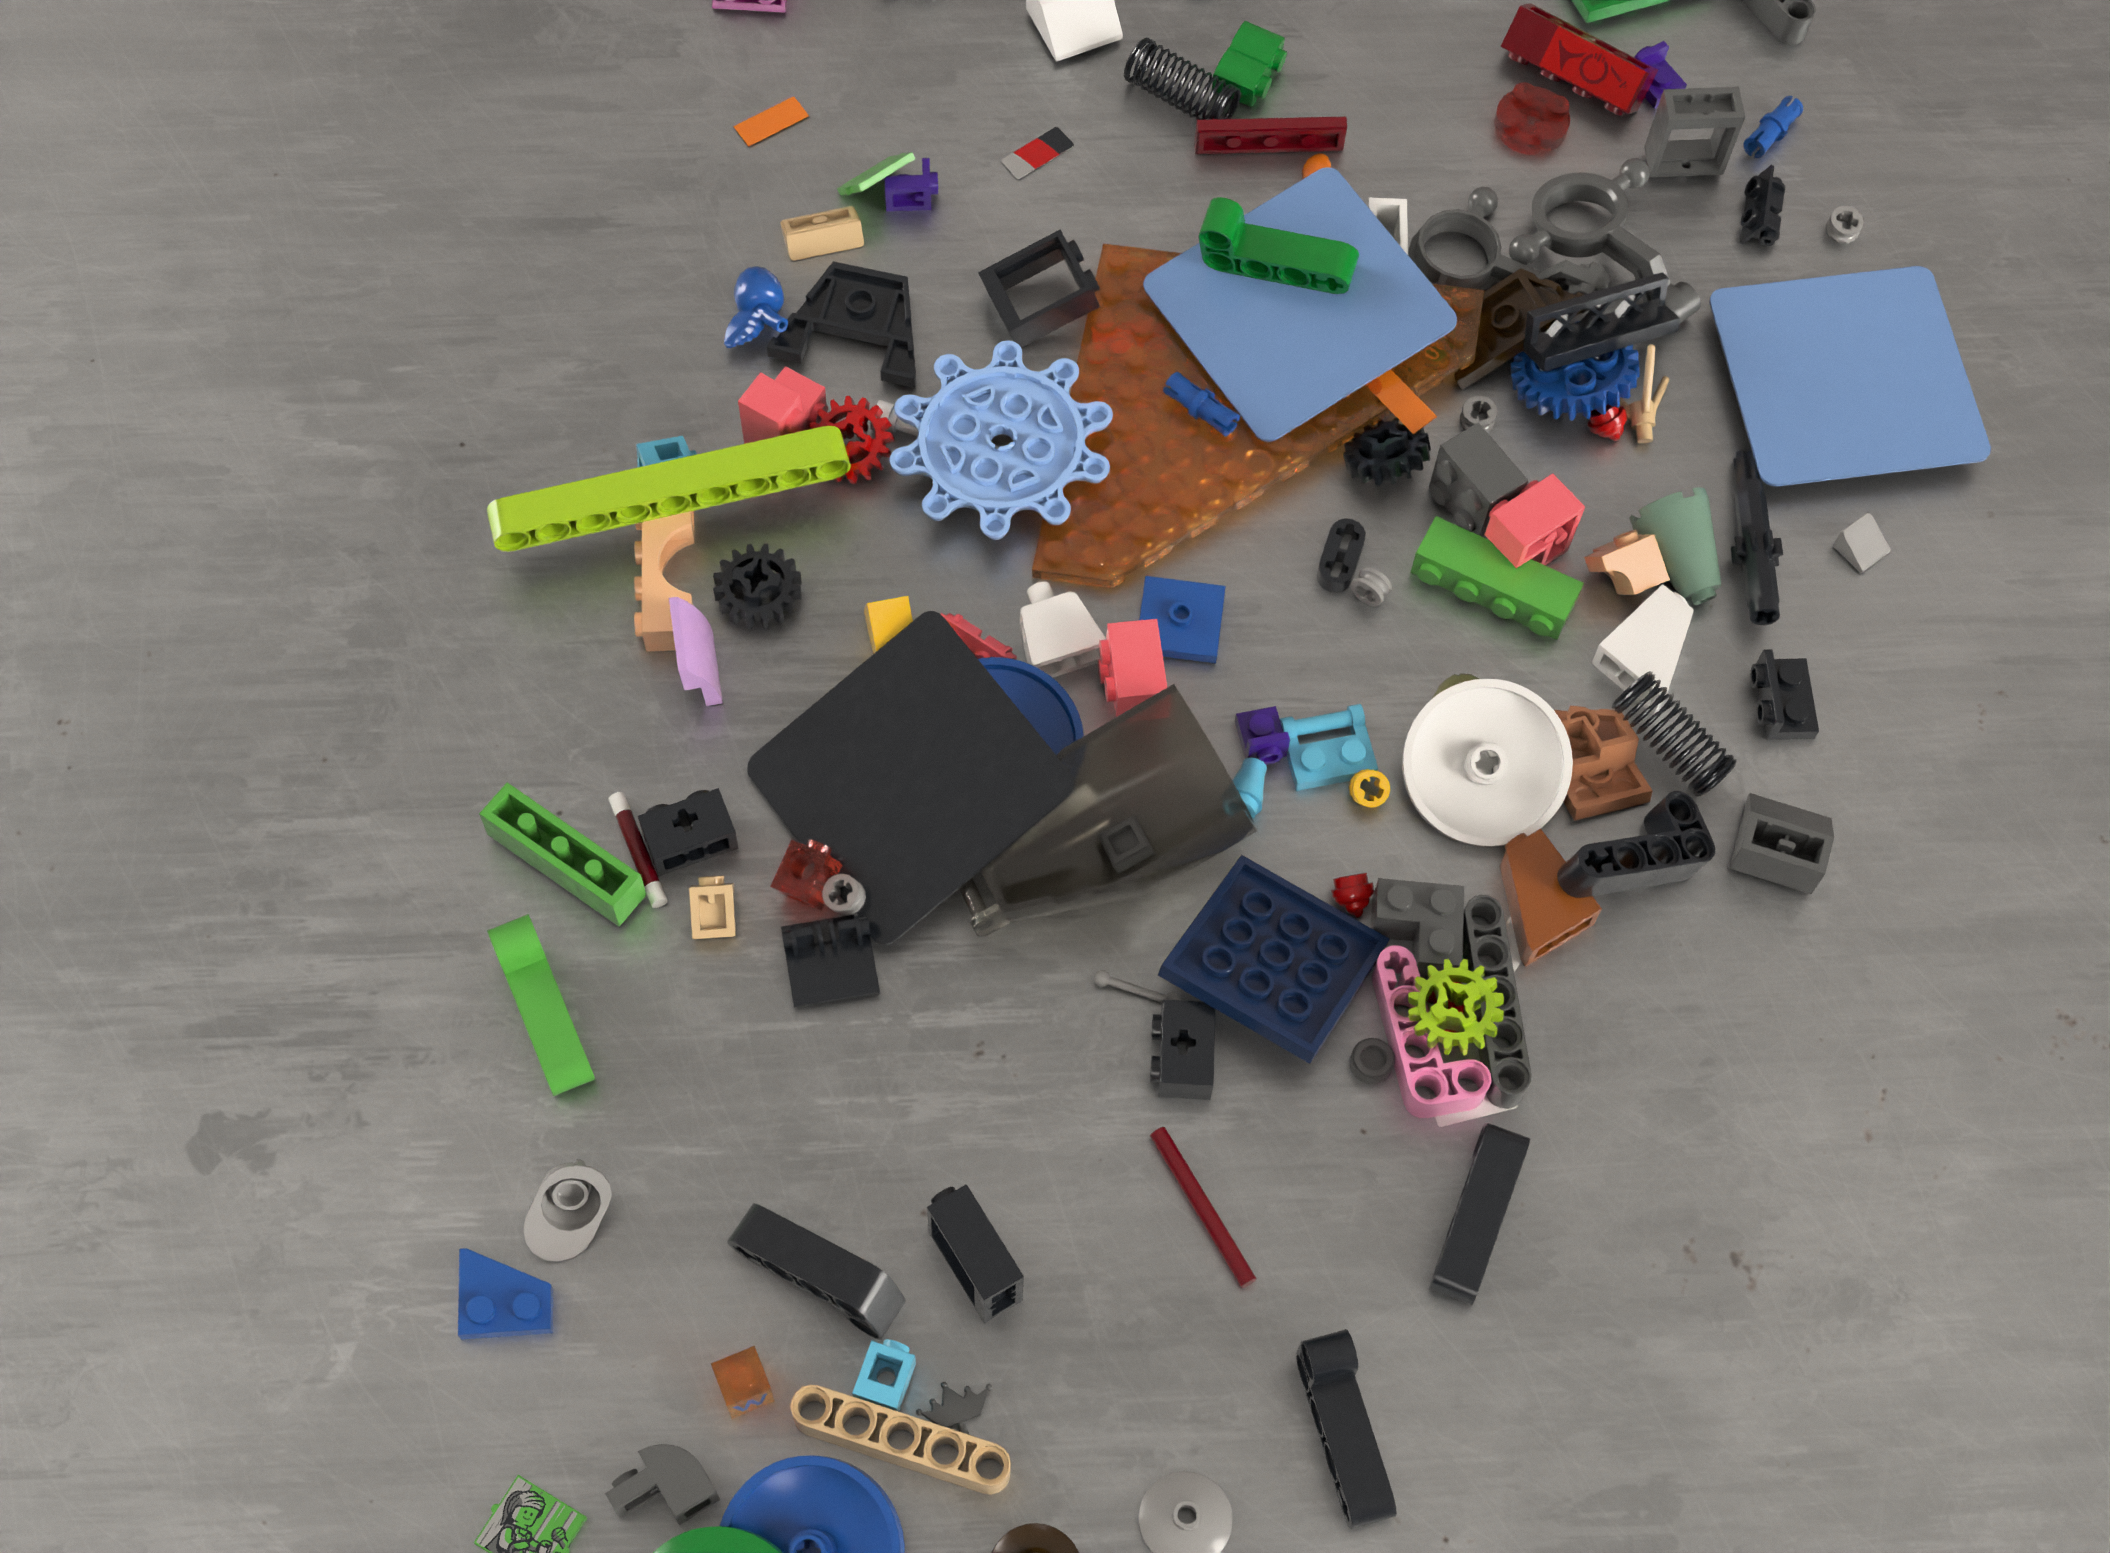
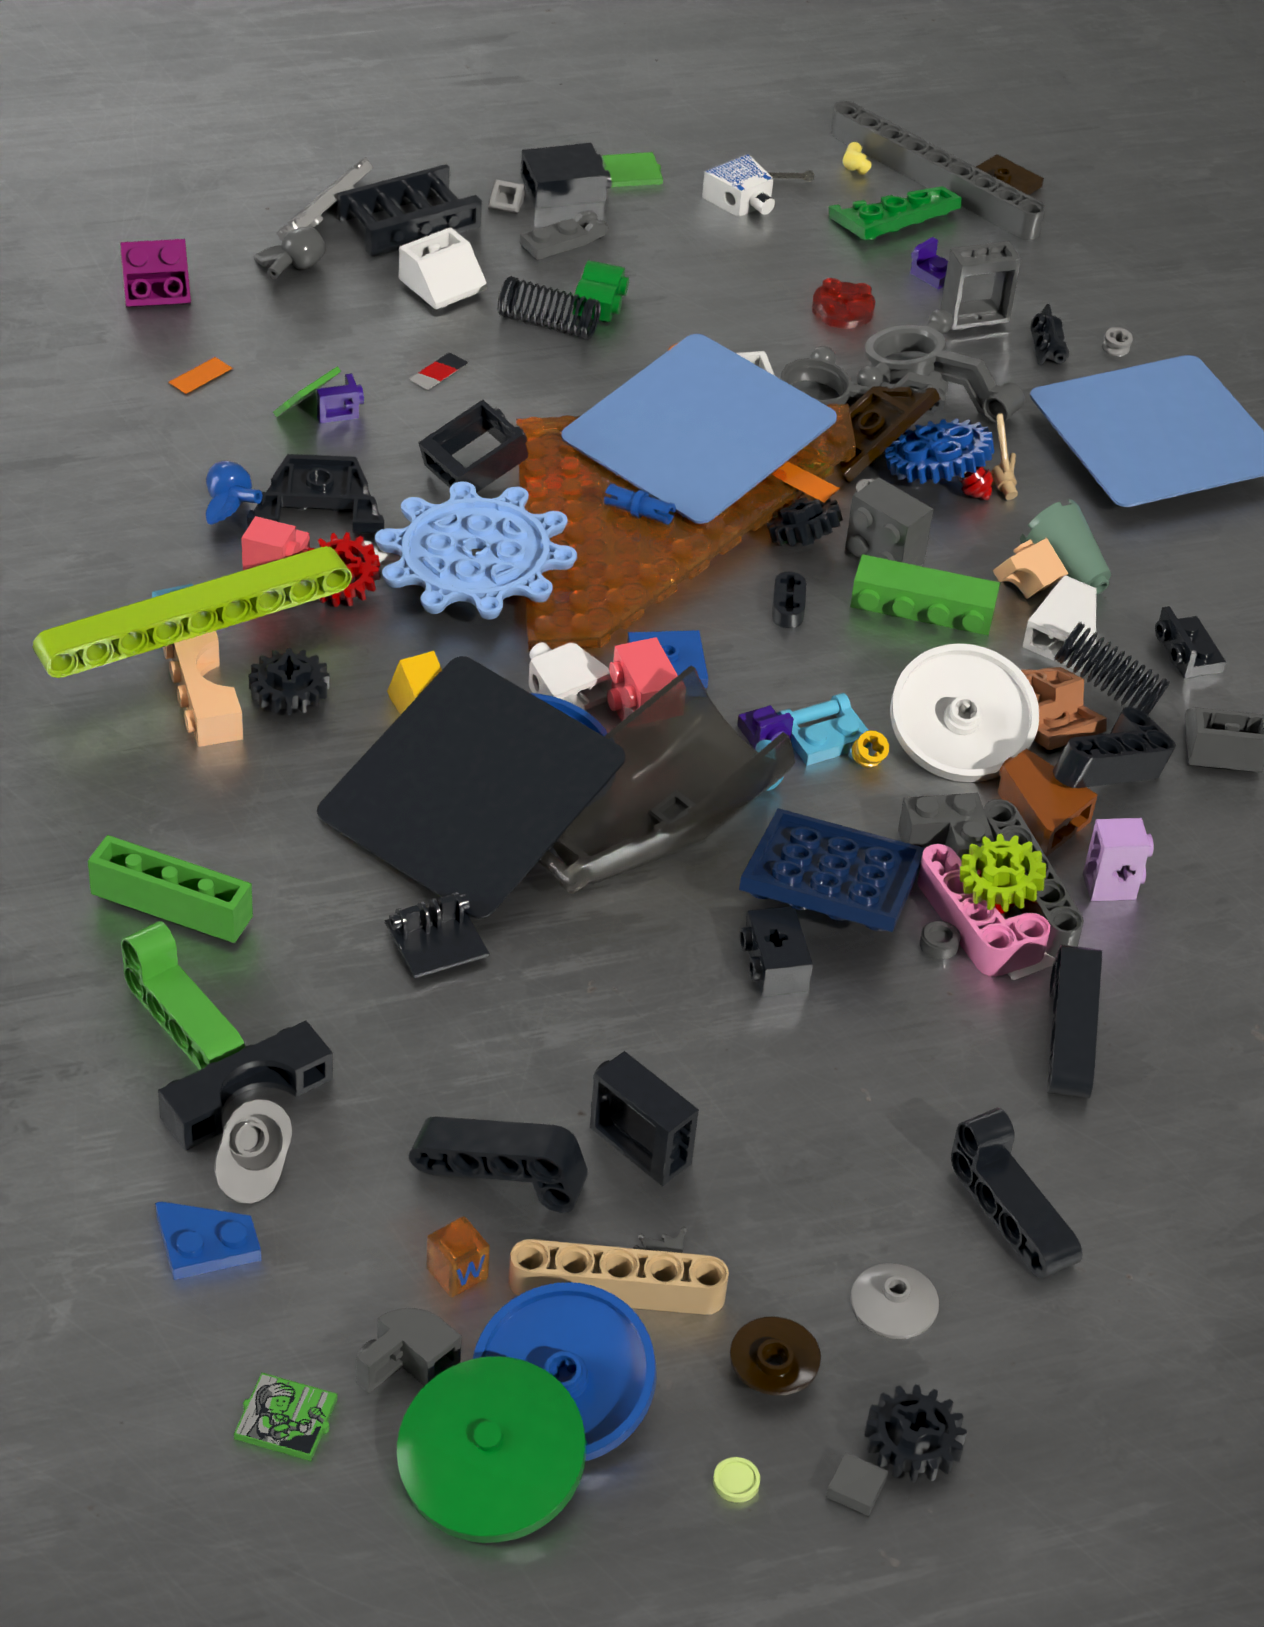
camera: 15 degrees left, 20 degrees down
(530, 1133) = (287, 1061): none -> black arch
(638, 849) = (216, 863): dark red bar -> none
(695, 650) = (249, 726): lavender slope -> none
(709, 833) = (280, 861): black brick -> none
(712, 908) = (319, 913): tan bracket -> none
(789, 874) = (399, 886): clear red brick -> none
(822, 233) = (270, 442): tan slope -> none
(832, 890) = (434, 872): light grey bush -> none
(884, 1357) = (589, 1221): medium azure brick -> none
(1102, 978) = (685, 916): light grey hinge -> none
(1203, 1207) = (831, 1066): dark red bar -> none
(1270, 135) = (631, 333): dark red tile -> none
(1273, 254) = (668, 391): green beam -> none
(1353, 893) = (881, 820): red plate -> none
(1371, 586) = (826, 622): light grey bush -> none
(1536, 522) = (948, 542): coral brick -> none
(1578, 59) = (868, 256): brick -> none
(1596, 1003) = (1117, 859): none -> lavender brick
(1597, 331) = (944, 421): black fence -> none
(1755, 545) = (1129, 545): black piece -> none
(1773, 127) = (1037, 286): blue pin -> none
(1862, 543) = (1211, 537): light grey slope -> none

